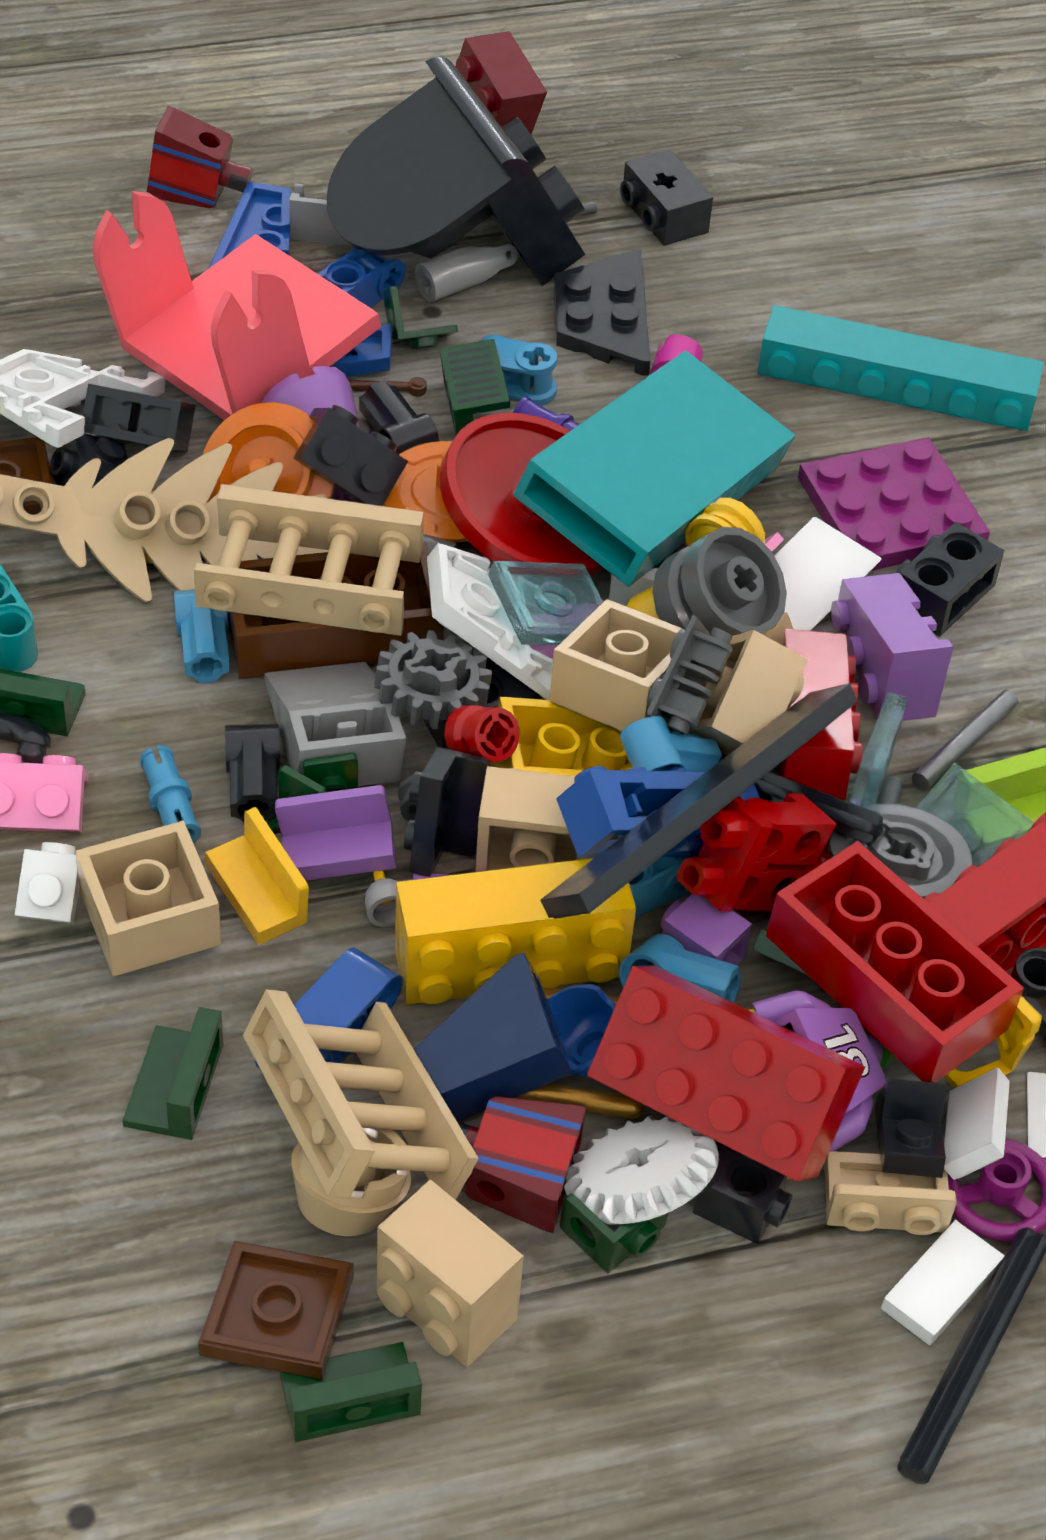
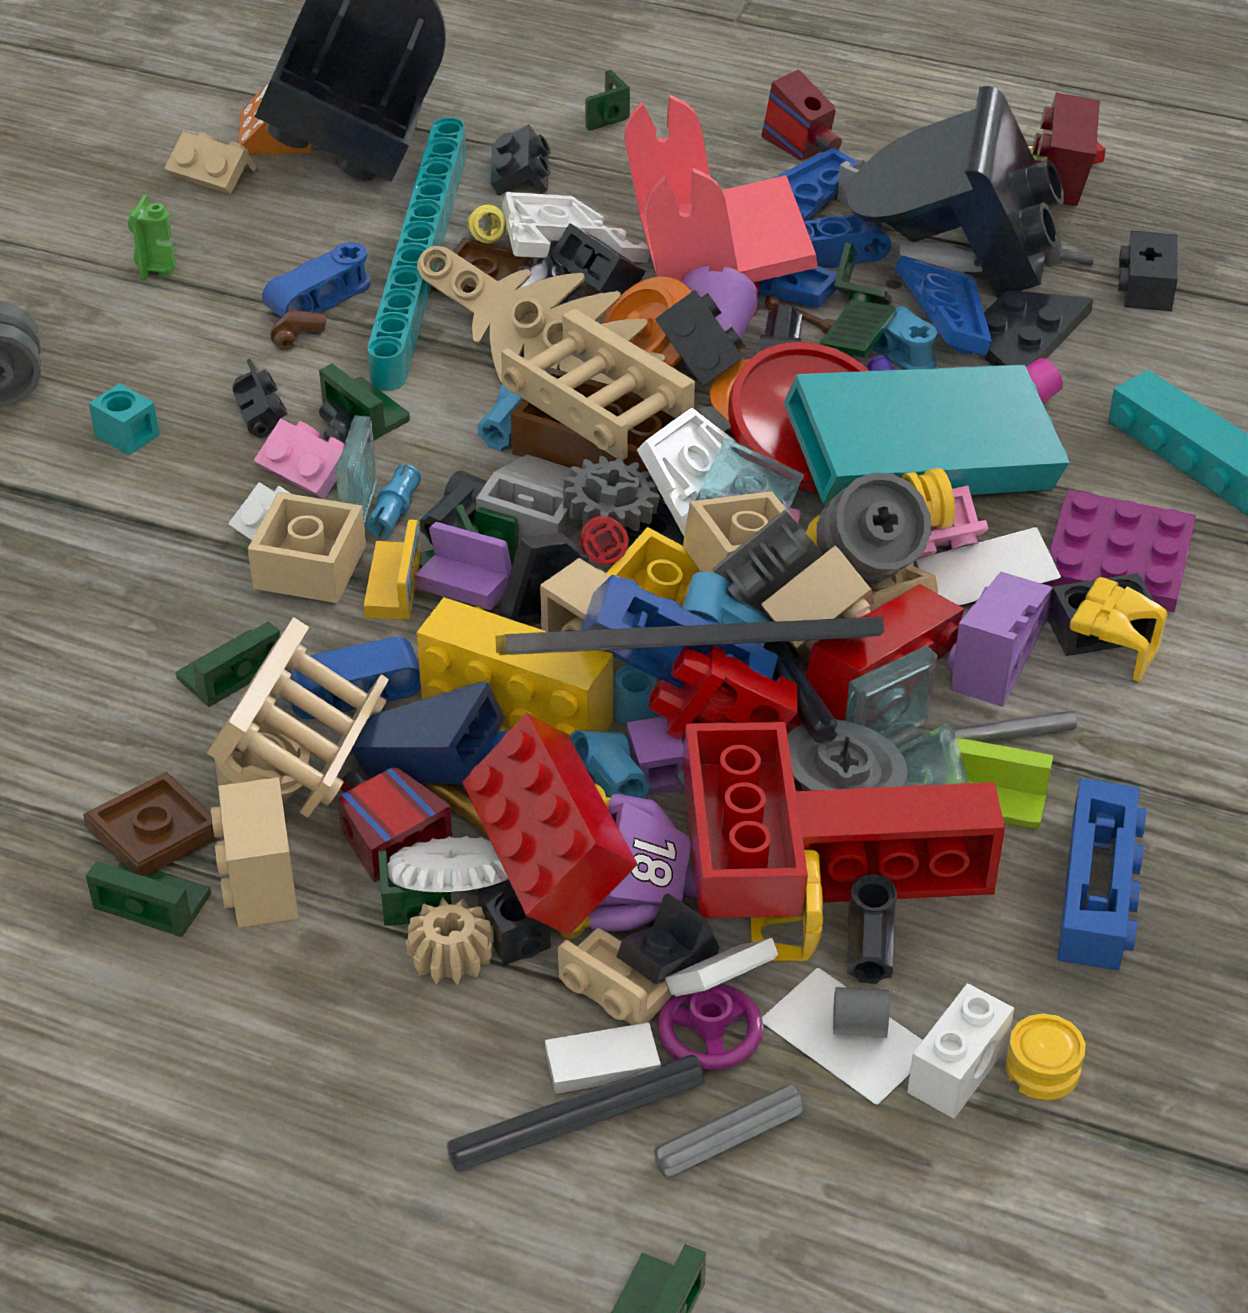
camera: 40 degrees right, 5 degrees down
(125, 778) = (357, 466): none -> clear light blue tile
(530, 311) = (949, 302): none -> blue wing
(705, 1251) = (449, 941): none -> tan gear
(974, 581) = (1108, 614): none -> yellow piece

